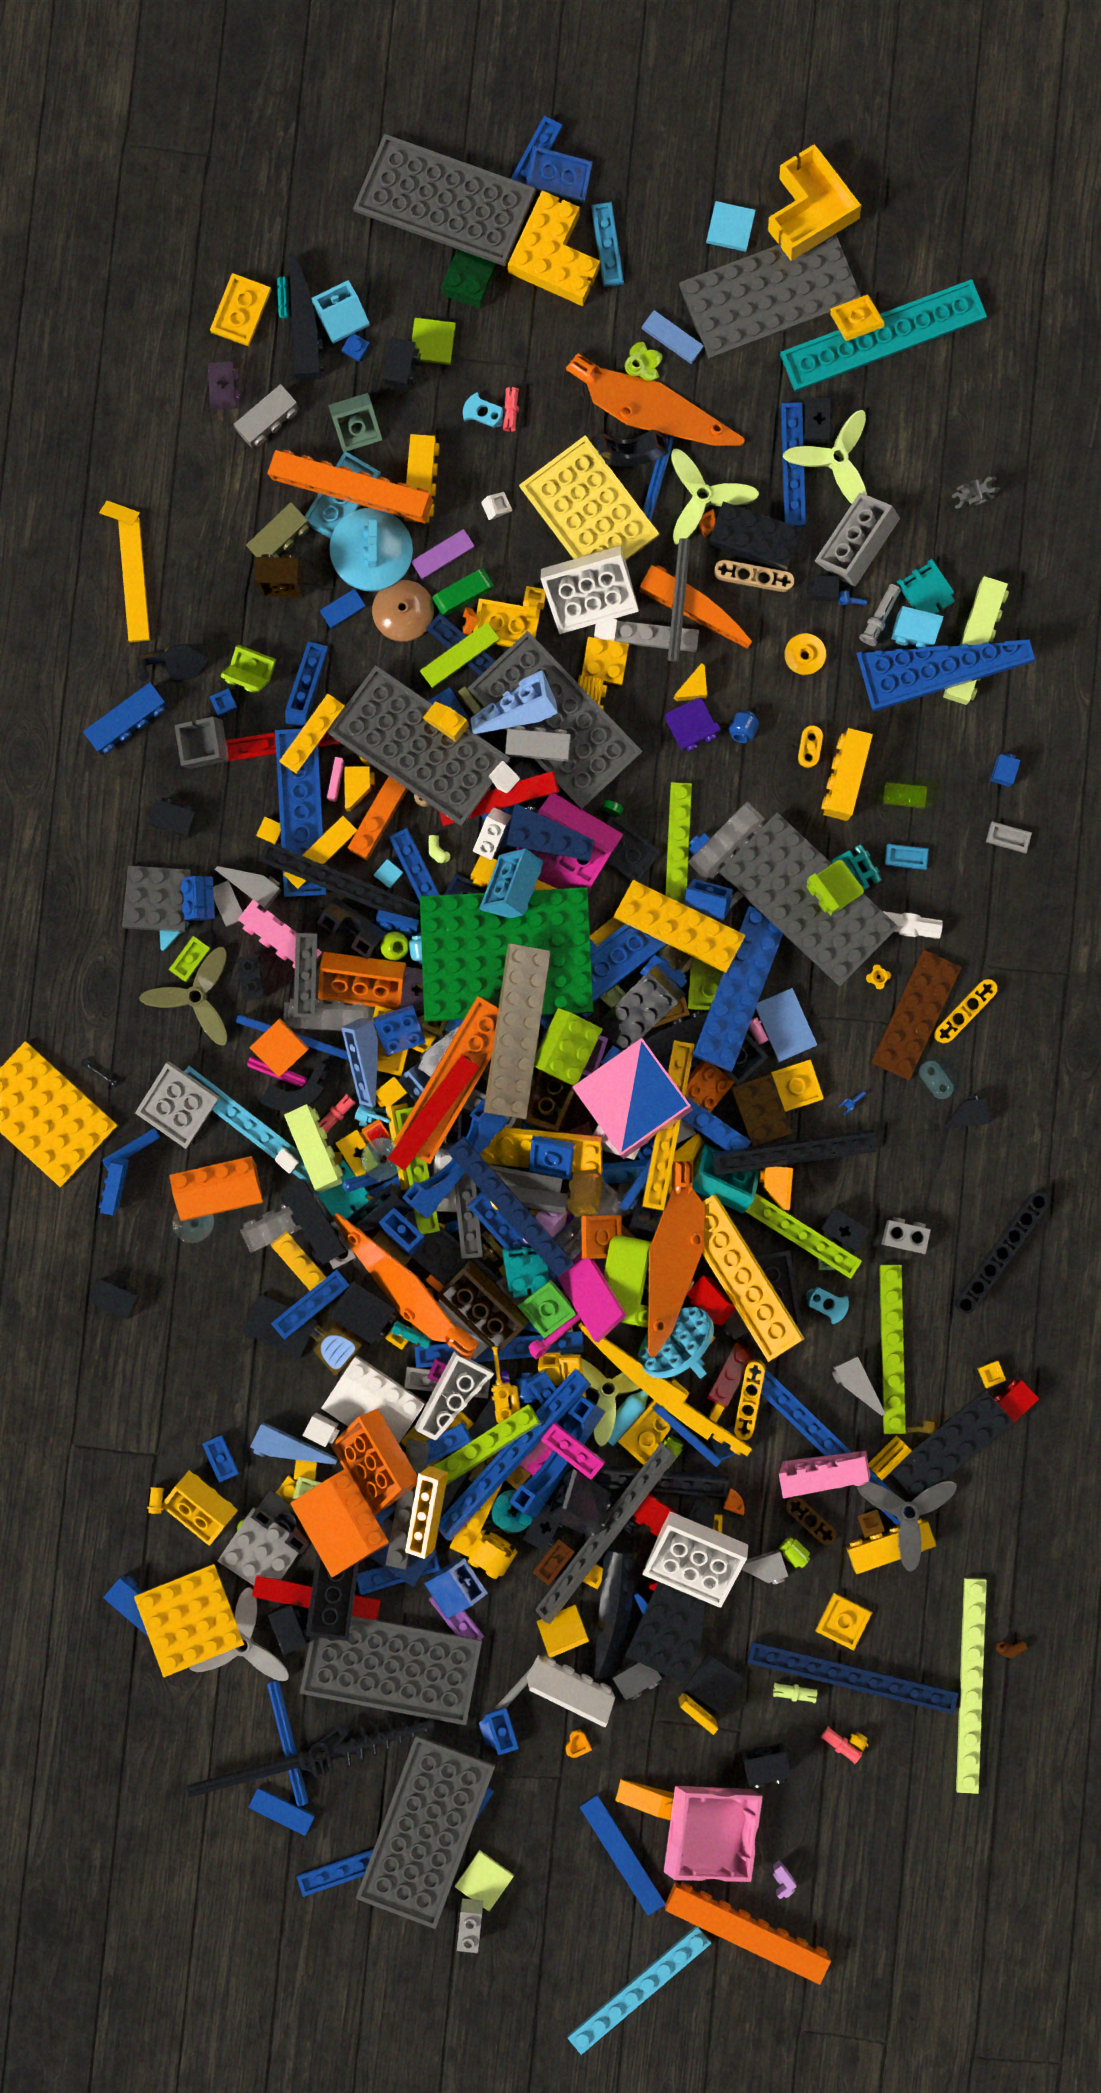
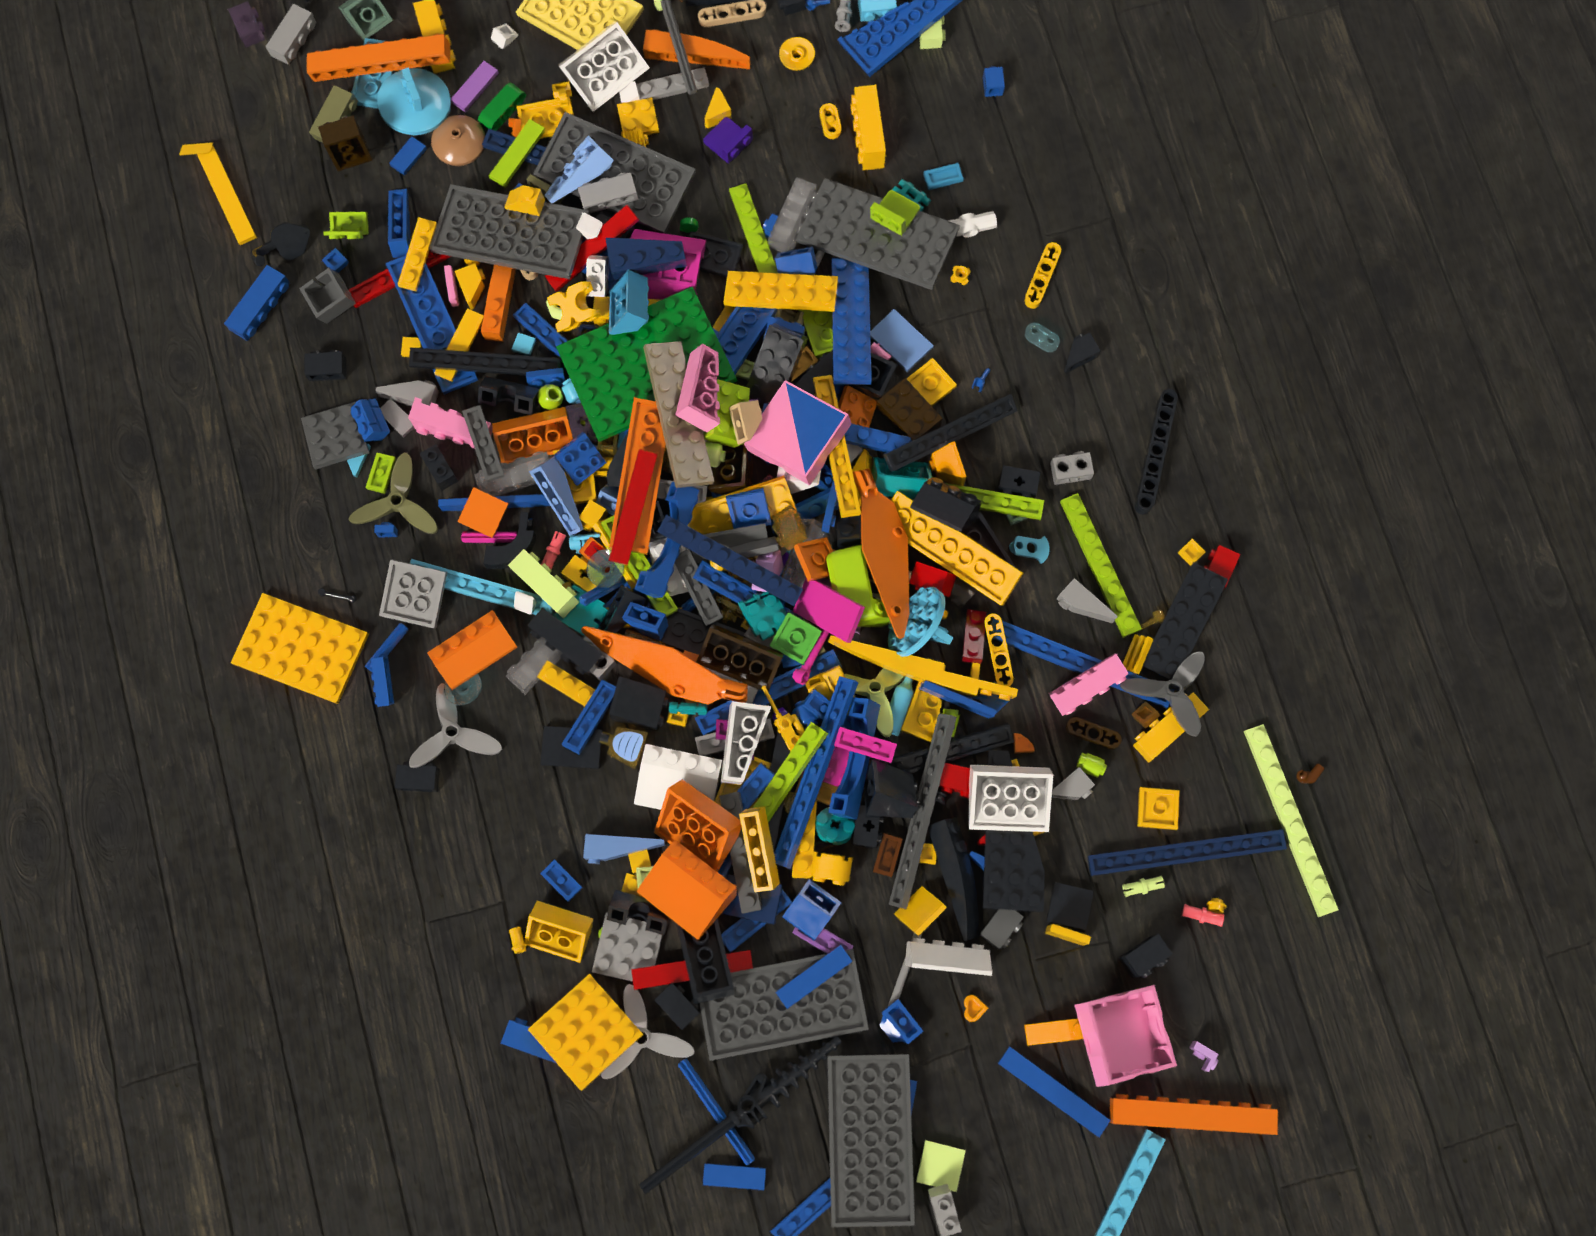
camera: 20 degrees left, 10 degrees down
(146, 1272) = (467, 738): none -> light grey piece
(173, 1023) = (386, 530): none -> blue plate
(321, 1430) = (640, 818): white brick -> none
(432, 1654) = (813, 976): none -> blue tile
(455, 858) = (574, 306): none -> yellow piece
(540, 1083) = (715, 453): none -> yellowish green head
(548, 1017) = (699, 390): none -> bright pink wedge
(583, 1068) = (745, 420): none -> tan slope
(744, 726) = (770, 124): blue head -> none
(755, 1234) = (946, 504): none -> black slope
(904, 795) = (921, 129): clear neon green plate -> none
(916, 1015) = (1003, 293): reddish brown plate -> none
(1008, 837) = (1018, 131): light grey tile -> none

